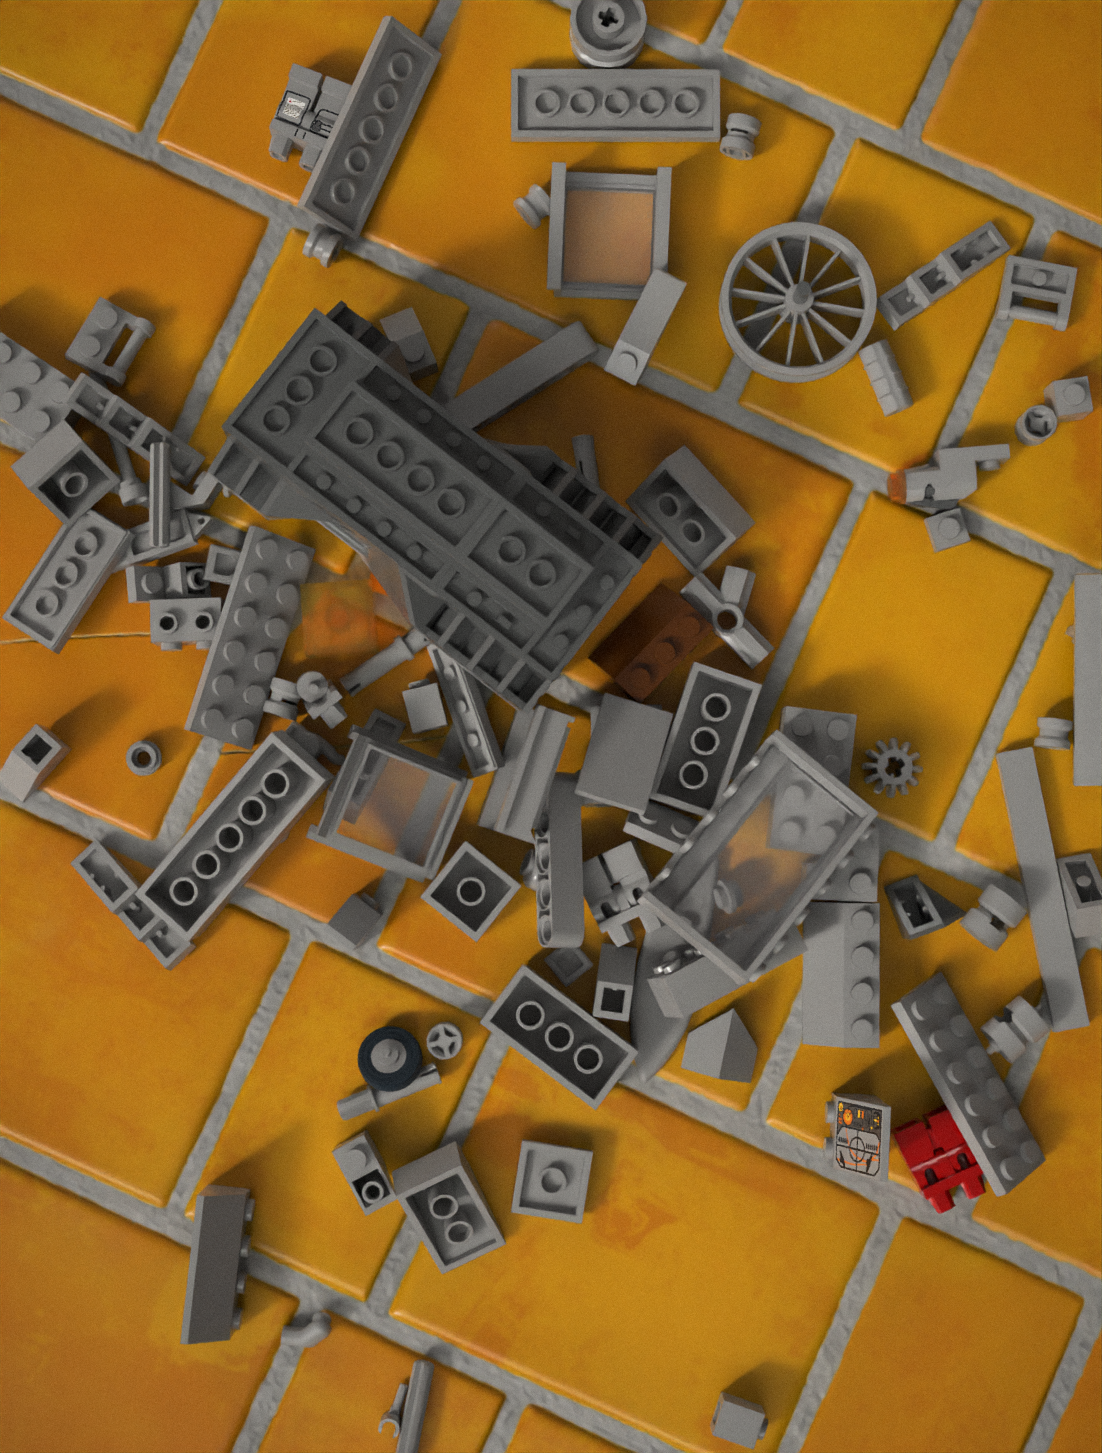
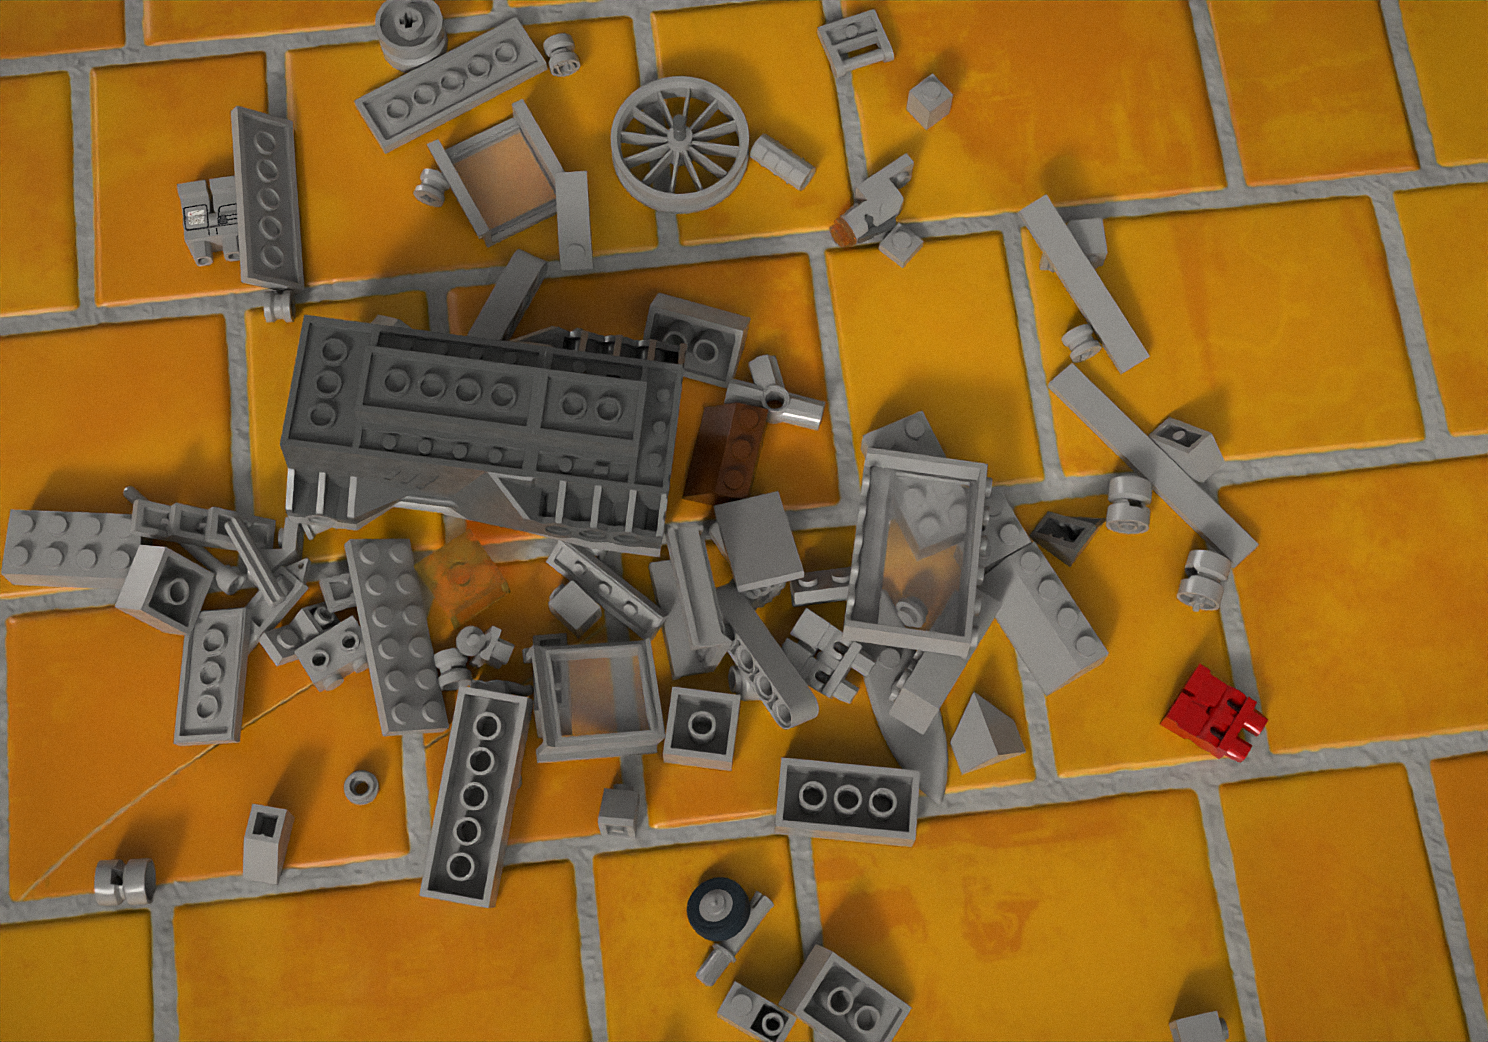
camera: 30 degrees left, 15 degrees down
(100, 336) = (133, 472): light grey plate -> none
(117, 891) = (422, 914): light grey slope -> none
(384, 661) = (526, 576): light grey pin -> none
(444, 1046) = (758, 862): light grey wheel -> none
(552, 1181) = (916, 930): light grey plate -> none
(568, 964) = (816, 743): light grey tile -> none
(614, 982) = (865, 734): light grey slope -> none
(704, 739) = (815, 499): light grey brick -> none
(858, 1135) = (1139, 730): light grey slope -> none
(903, 772) = (966, 430): light grey gear -> none
(942, 275) = (777, 69): light grey slope -> none
(968, 1083) = (1198, 642): light grey plate -> none
(1041, 421) = (917, 133): light grey wheel -> none

